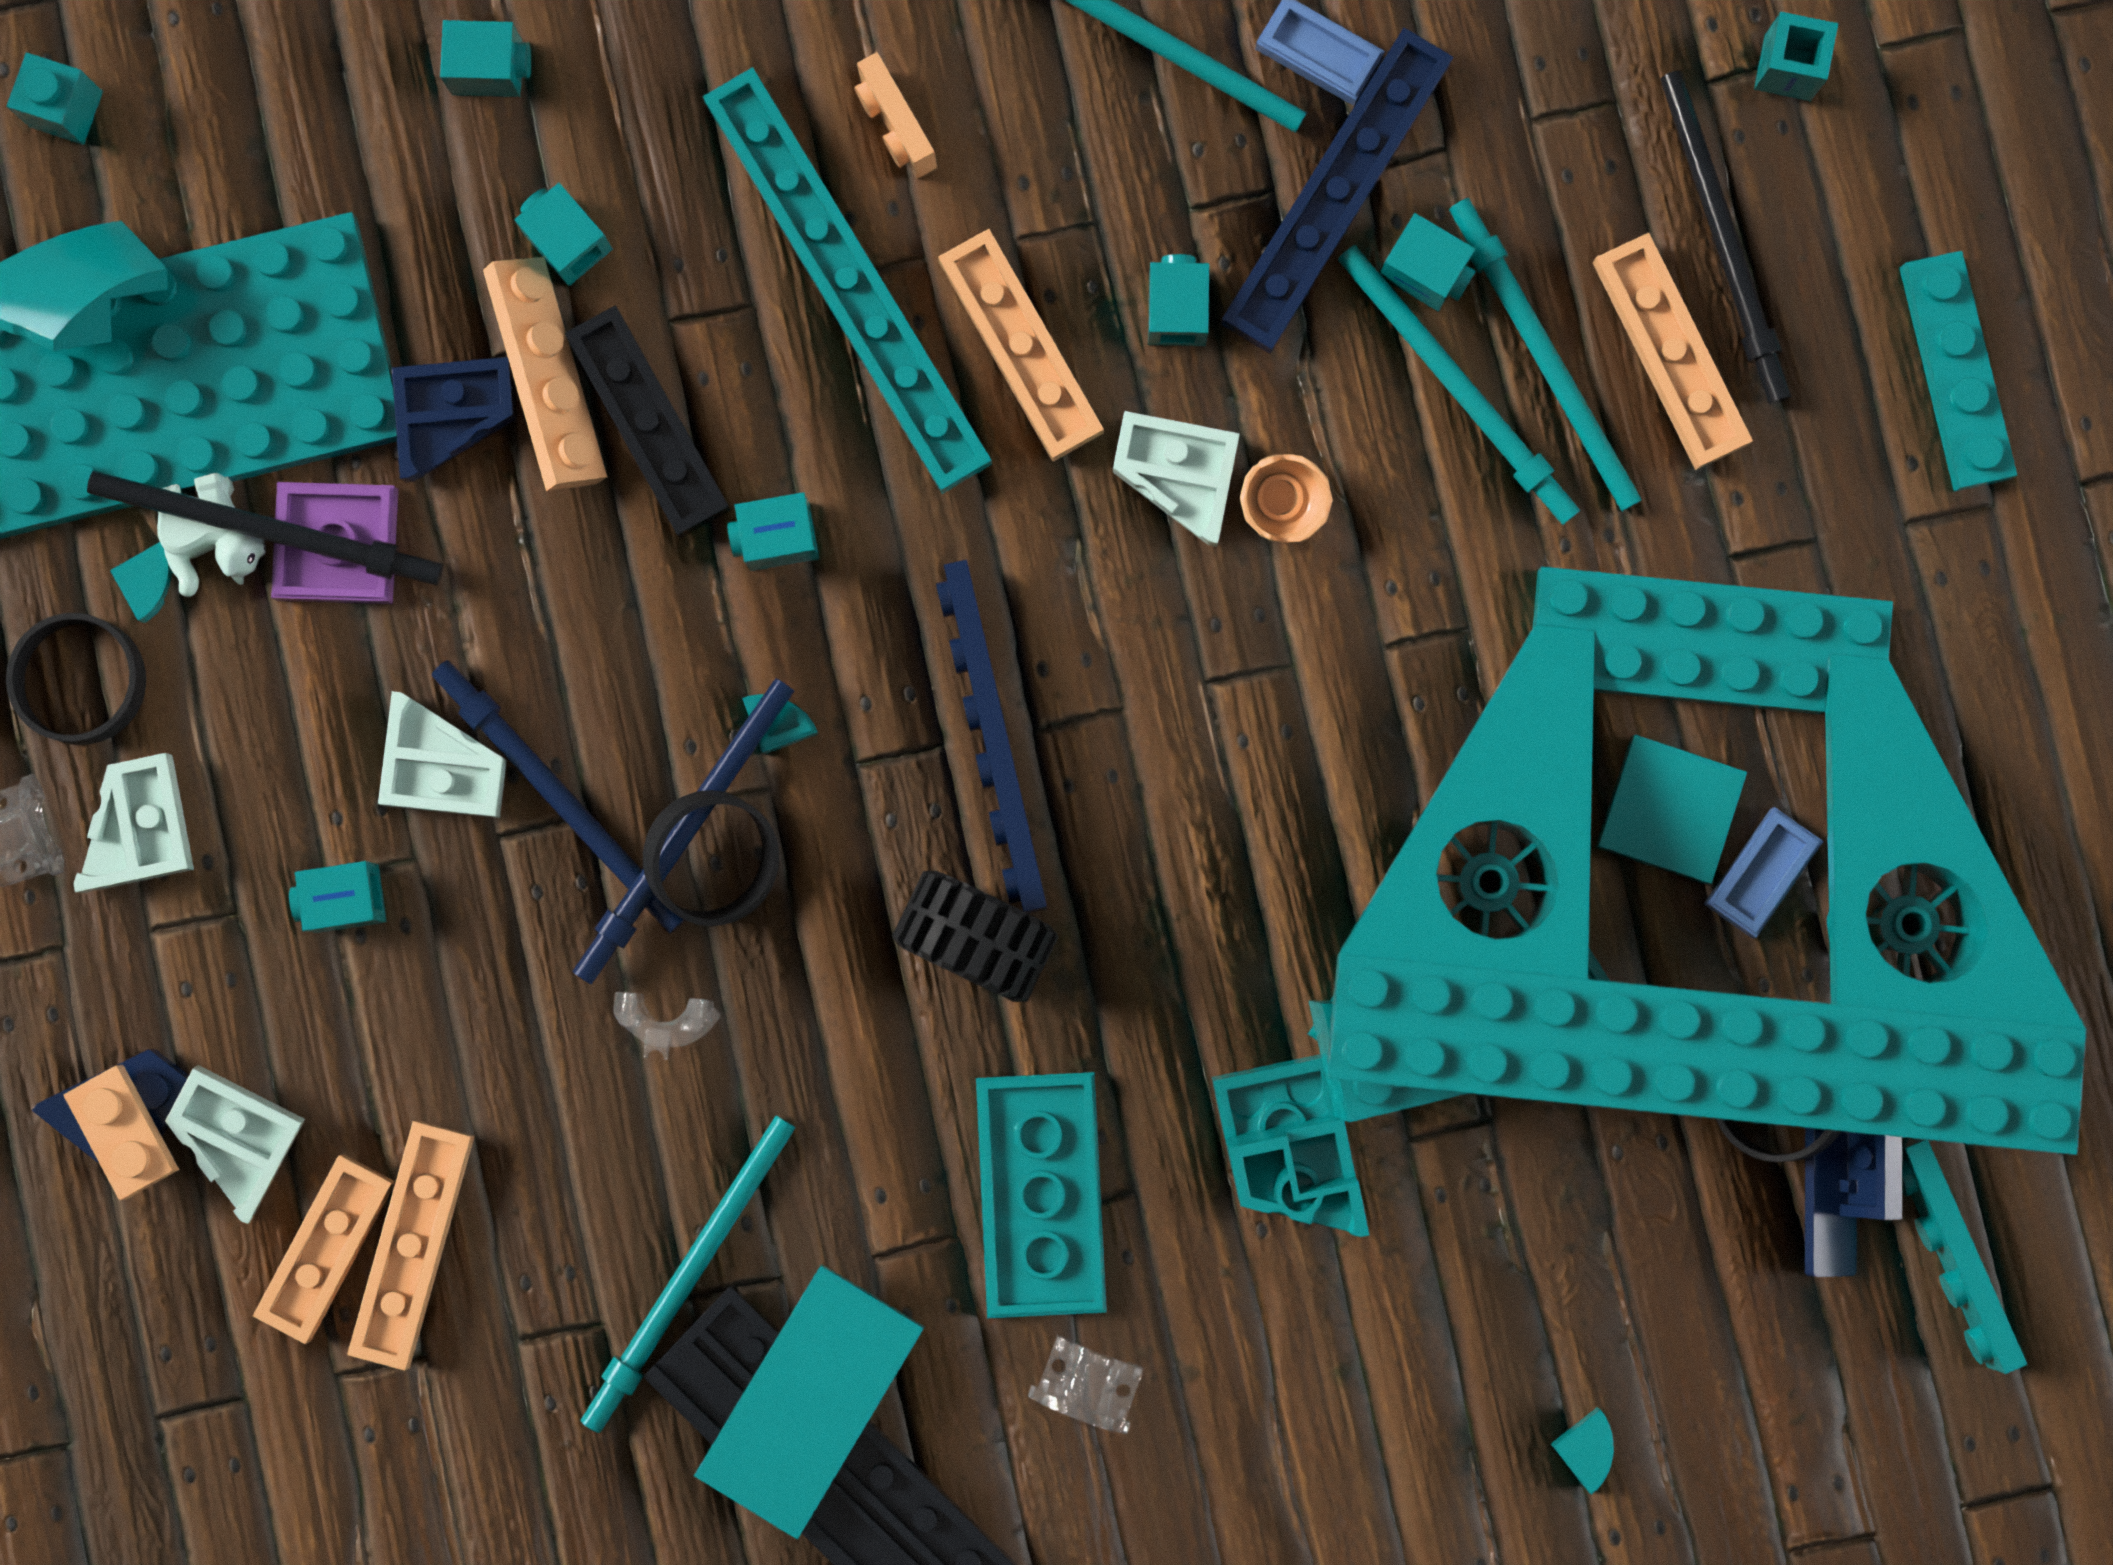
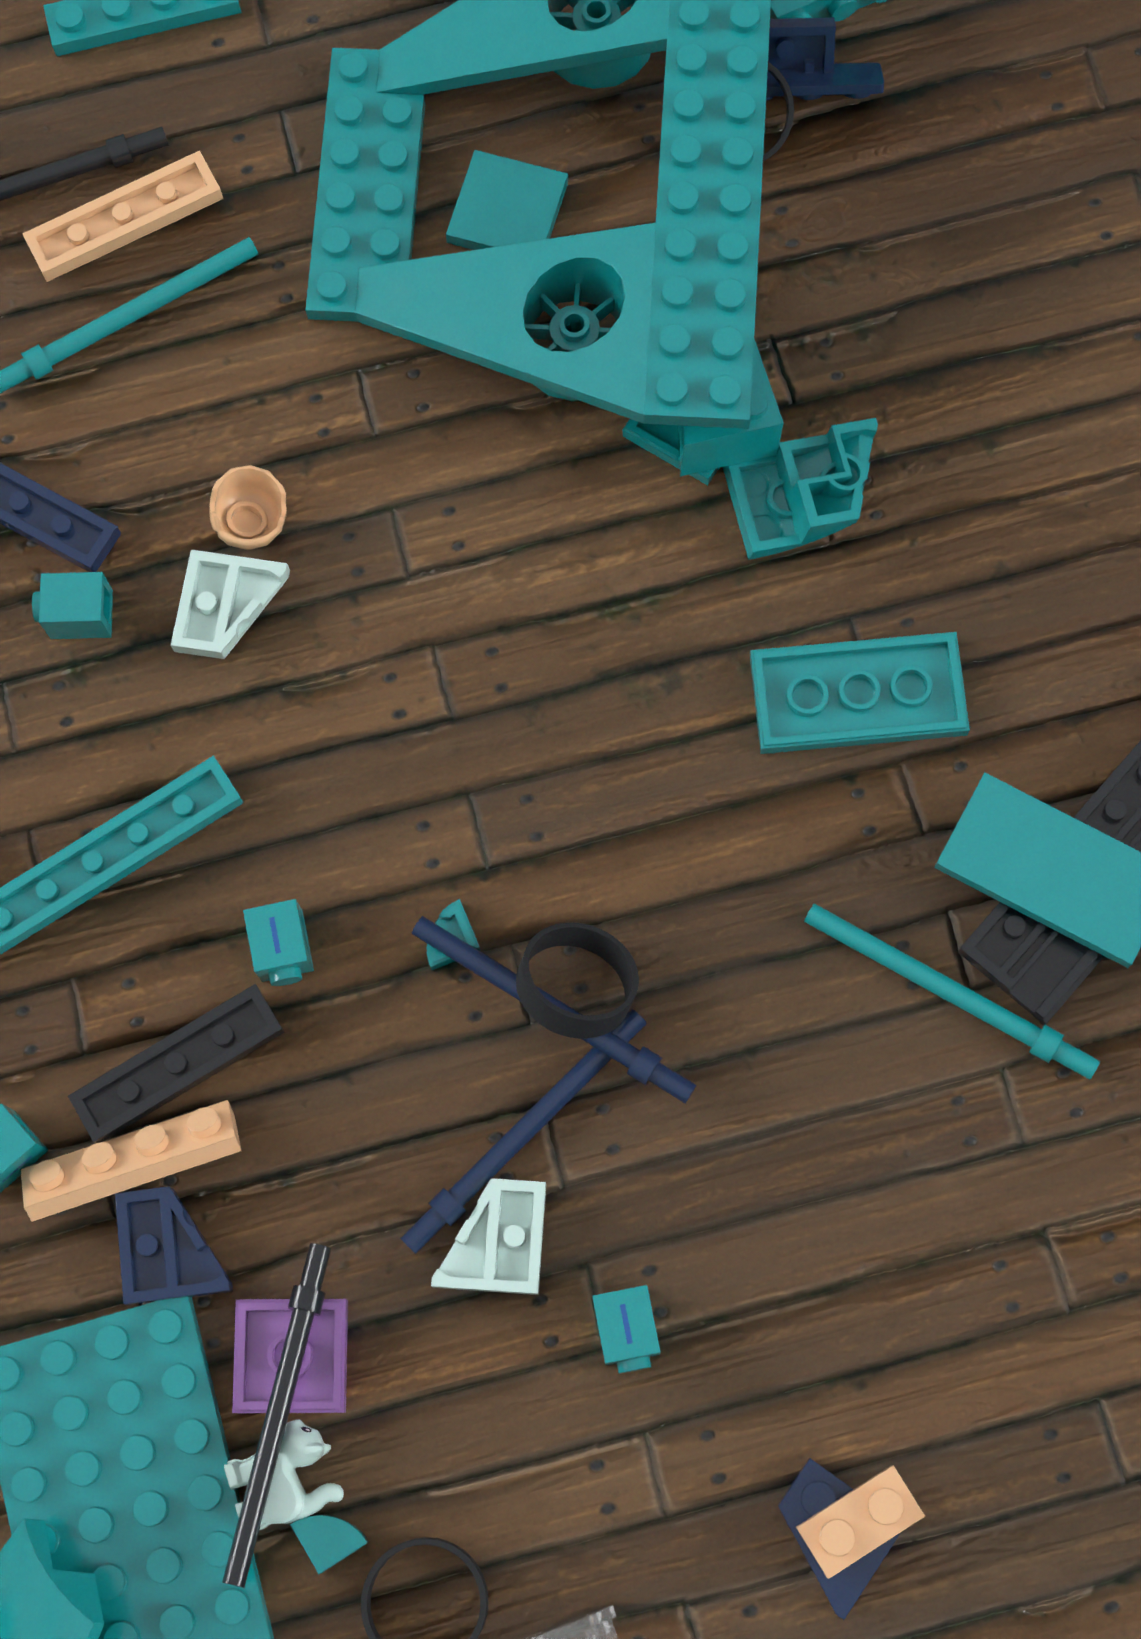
camera: 90 degrees left, 10 degrees down
(138, 826) = (566, 1532): light aqua wing -> none
(234, 1136) = (856, 1416): light aqua wing -> none
(324, 1249) = (955, 1323): light nougat plate -> none
(411, 1245) = (945, 1242): light nougat plate -> none
(661, 1036) = (726, 1045): clear piece -> none
(975, 936) = (638, 739): black tyre -> none
(985, 713) = (441, 749): dark blue plate -> none
(1021, 345) = (109, 738): light nougat plate -> none
(1088, 1386) = (1019, 646): clear piece -> none
(1429, 263) = (44, 404): teal brick -> none
(1531, 471) = (223, 321): teal bar -> none
(1588, 1449) = (1037, 253): teal tile -> none
(1763, 872) = (557, 139): medium blue tile -> none

